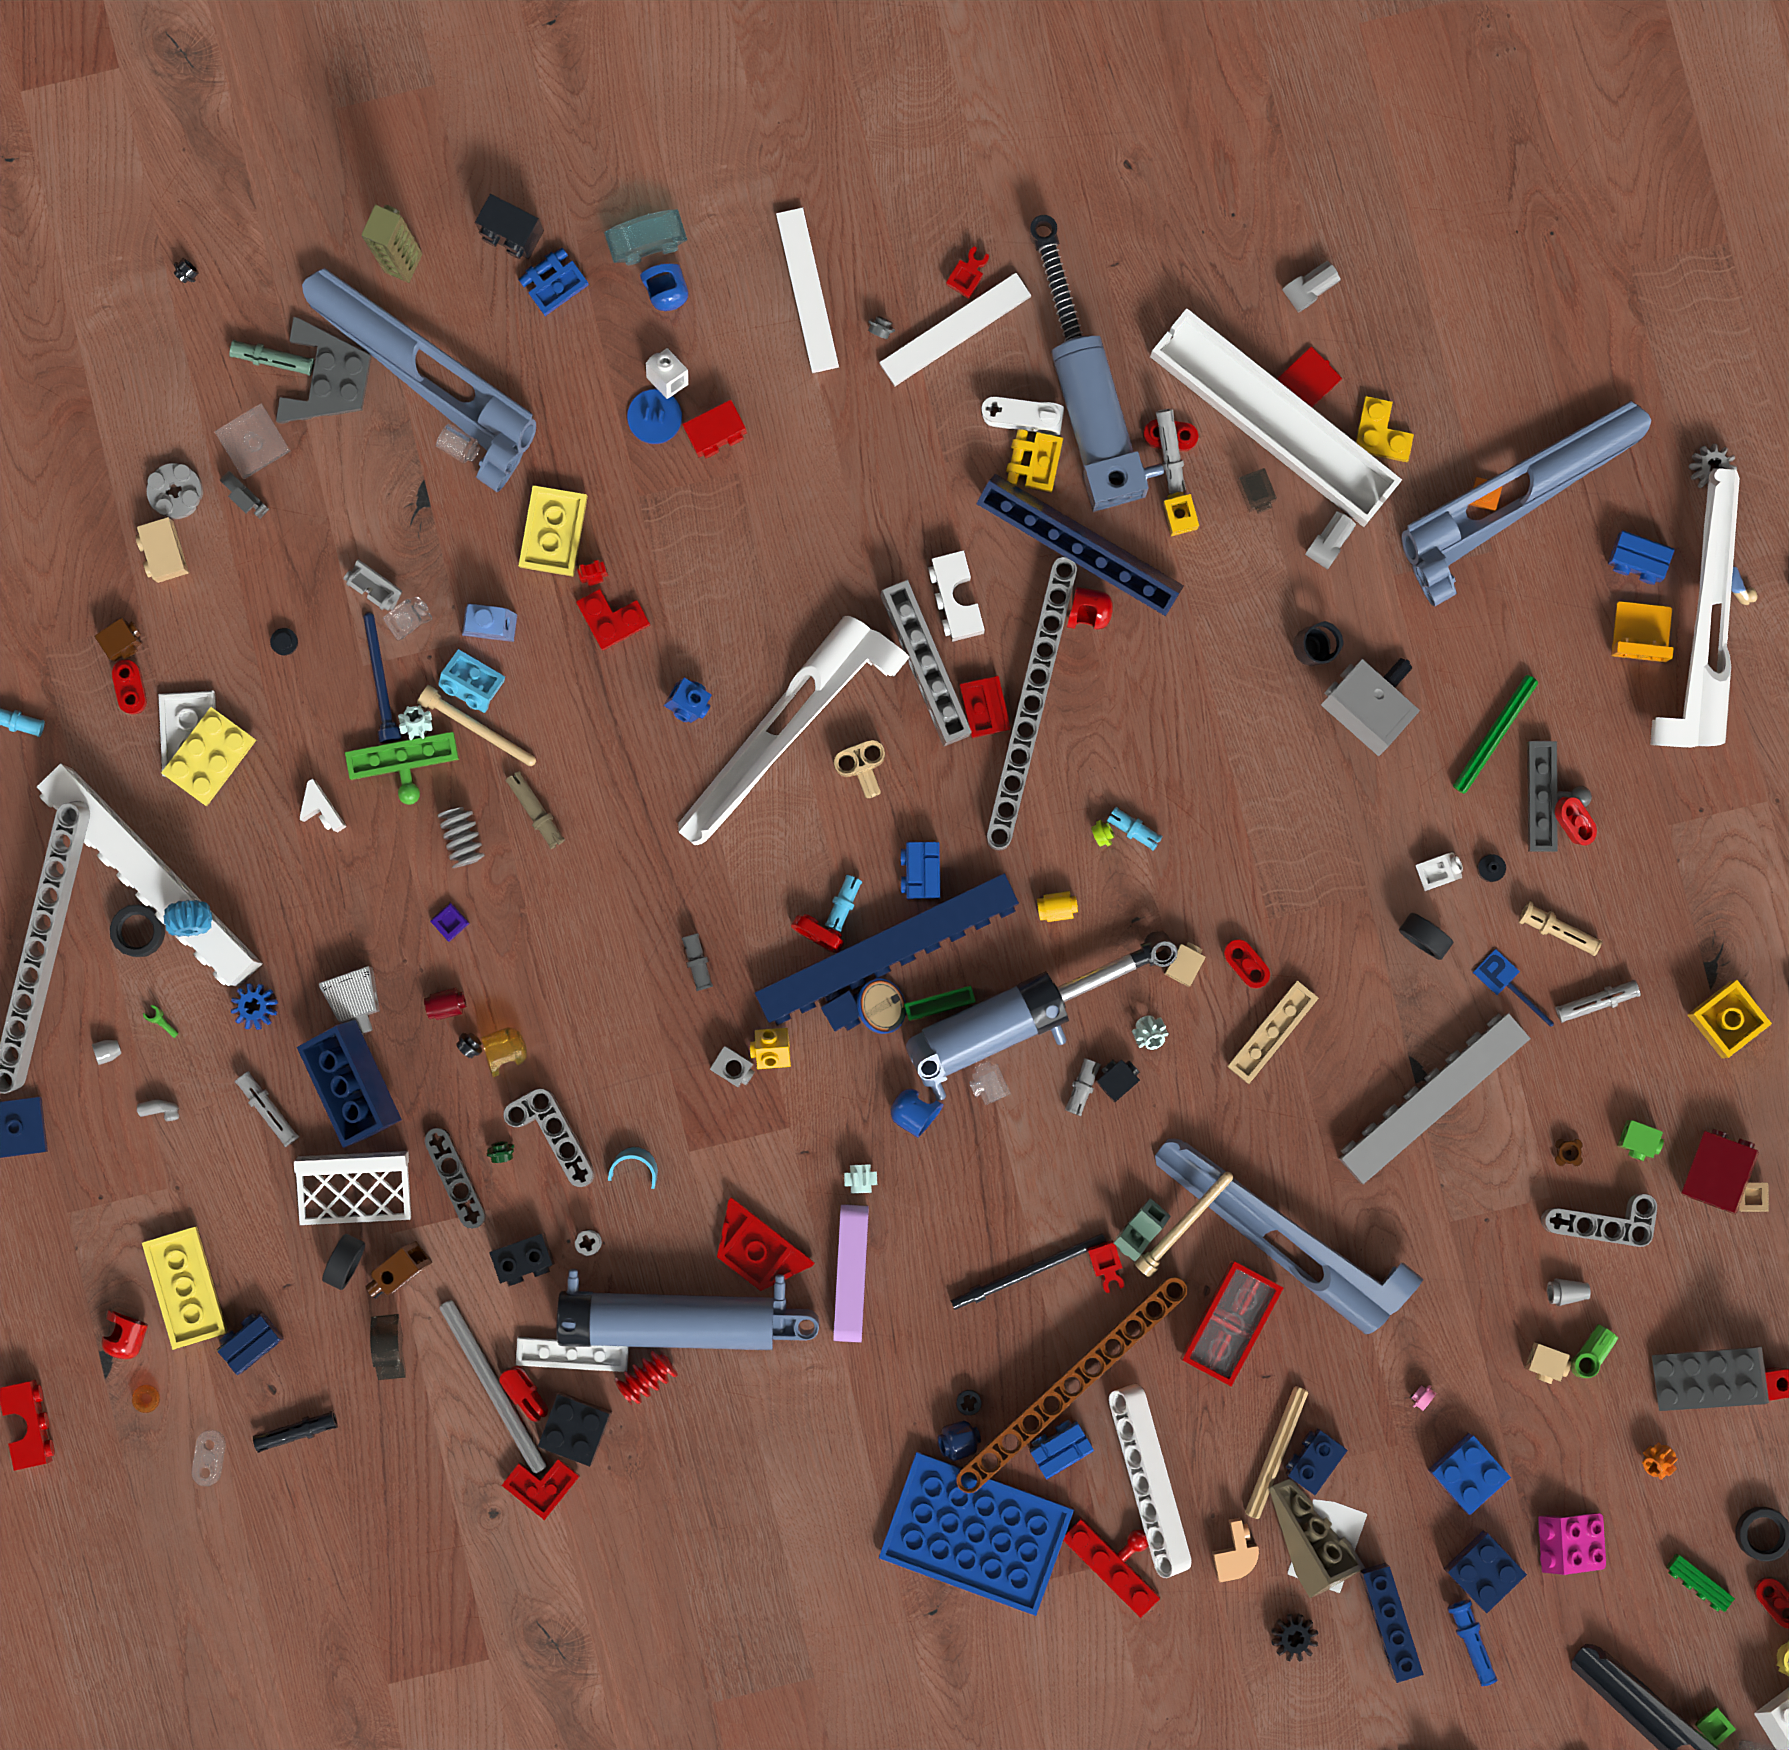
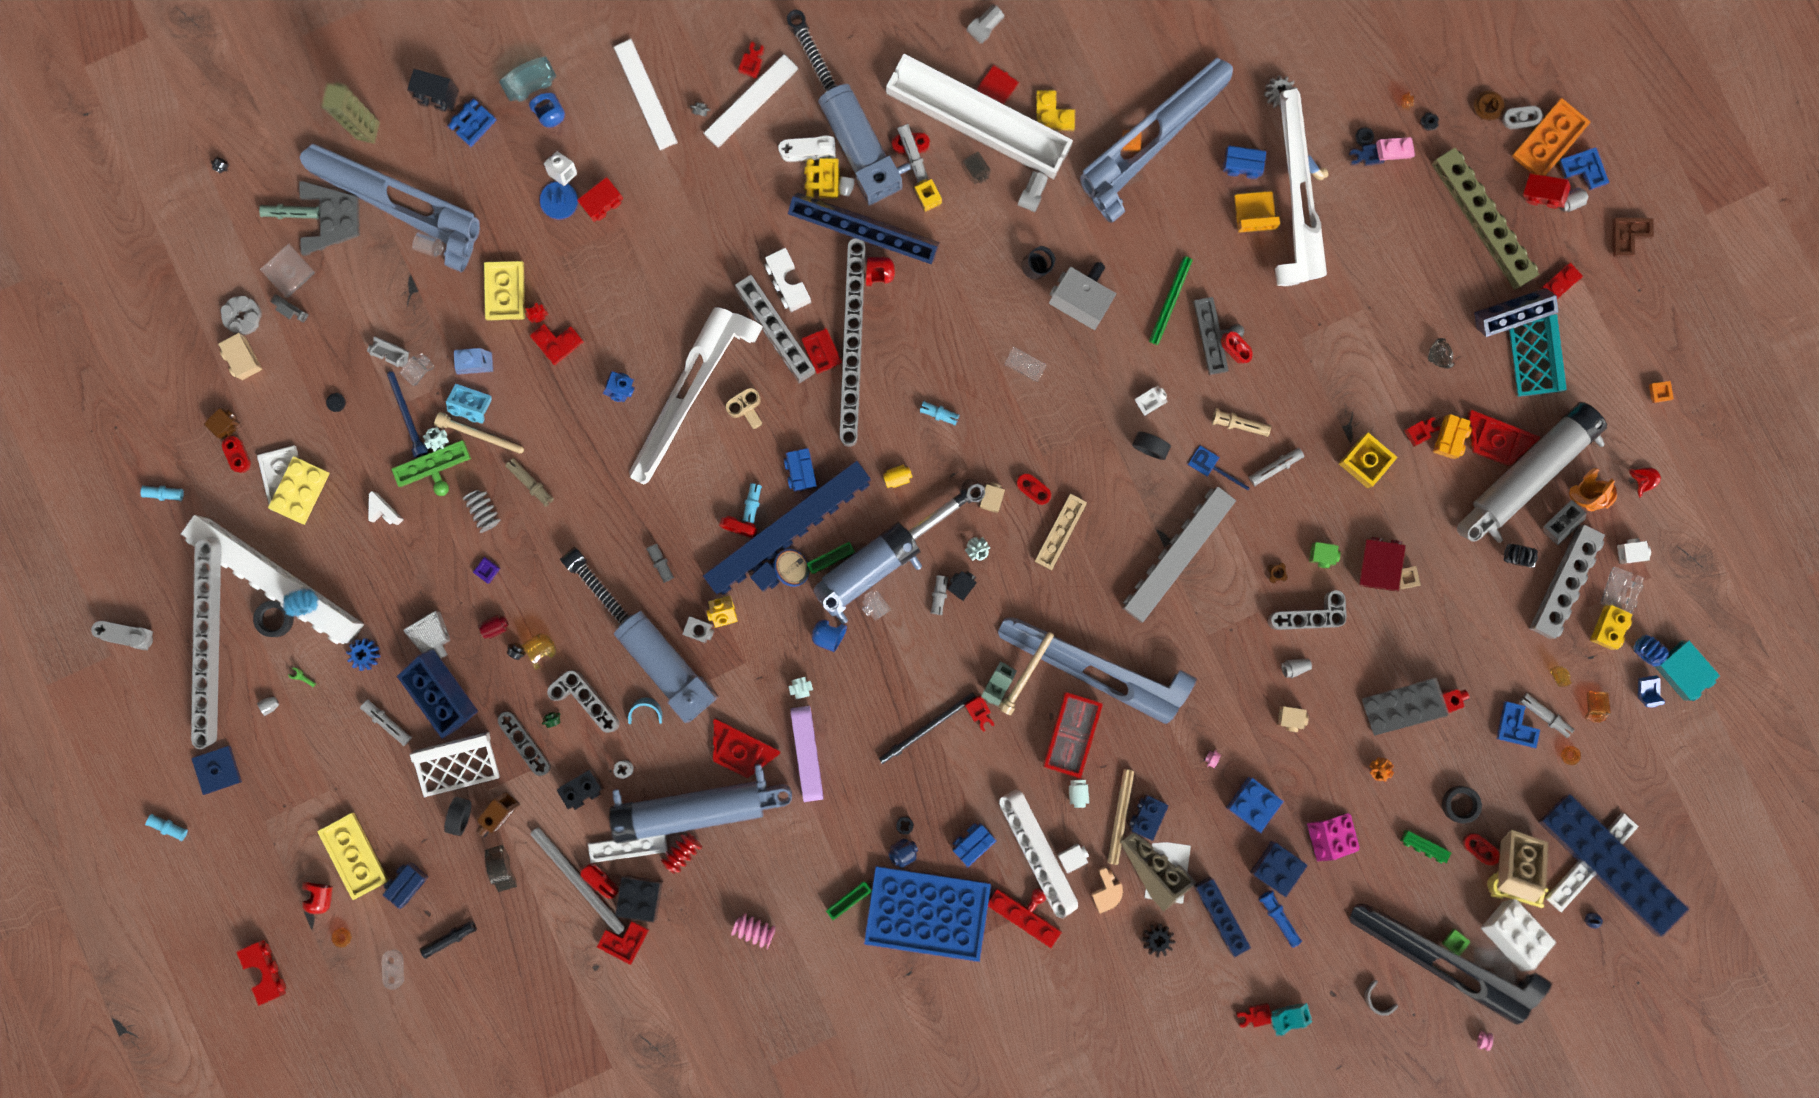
camera: 15 degrees left, 0 degrees up
(159, 1106) = (319, 736): light grey arm -> none
(658, 1079) = (661, 662): none -> sand blue piece
(727, 1507) = (753, 930): none -> bright pink piece
(869, 1492) = (848, 900): none -> green piece
(1066, 478) = (846, 186): none -> light grey hose
(1084, 1378) = (973, 789): dark orange beam -> none
(1102, 833) = (918, 420): lime plate -> none
(1198, 1496) = (1073, 857): none -> white brick
(1223, 1407) = (1078, 793): none -> light aqua brick
(1270, 784) = (1025, 364): none -> clear plate
(1486, 872) = (1182, 394): black tile -> none
(1595, 1350) = (1322, 703): bright green piece -> none

